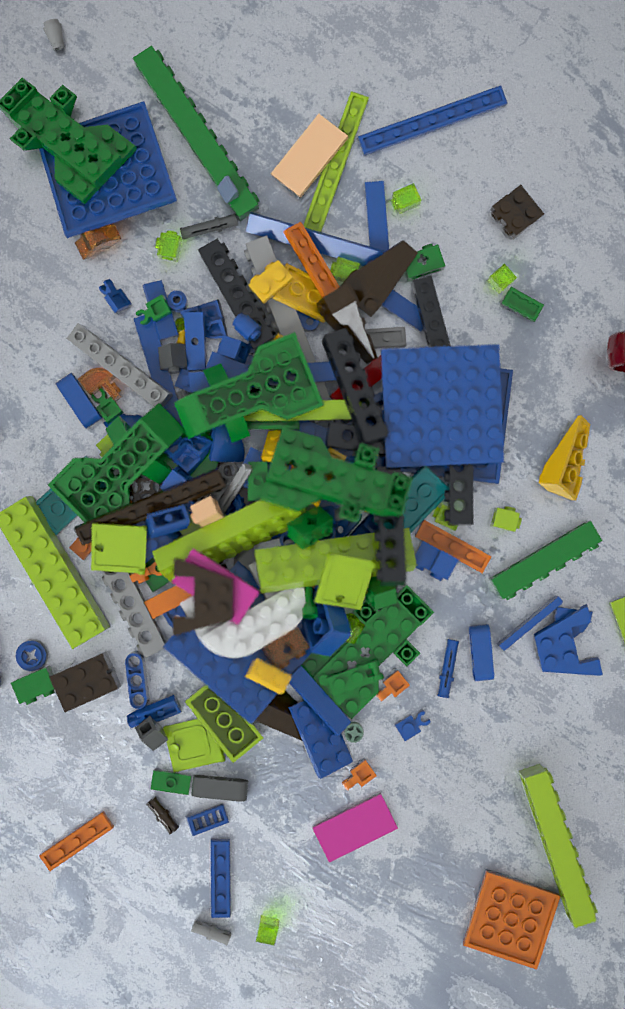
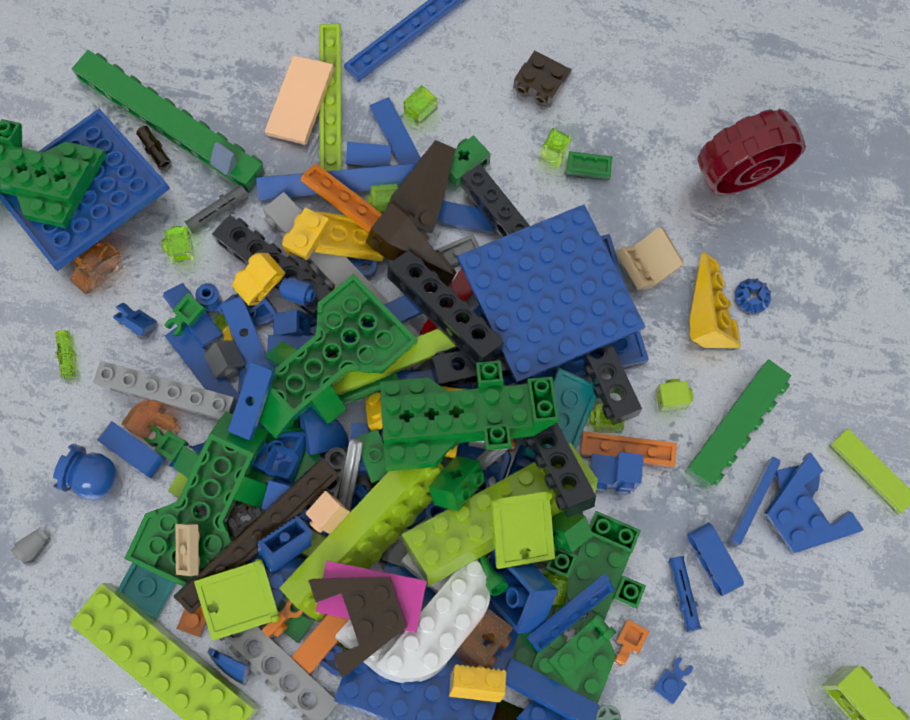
camera: 25 degrees left, 15 degrees down
(40, 408) = (88, 475): none -> blue tile
(52, 303) = (65, 354): none -> clear neon green pin
(94, 498) = (187, 549): none -> tan plate
(99, 593) = (231, 667): none -> blue brick
(173, 414) = (246, 413): none -> blue tile
(176, 152) = (153, 147): none -> dark brown pin
(220, 304) = (258, 278): none -> yellow brick
(347, 226) = (368, 154): none -> blue tile
(356, 652) = (571, 613): none -> blue tile
(535, 404) = (650, 260): none -> tan bracket
(597, 458) = (753, 305): none -> blue gear

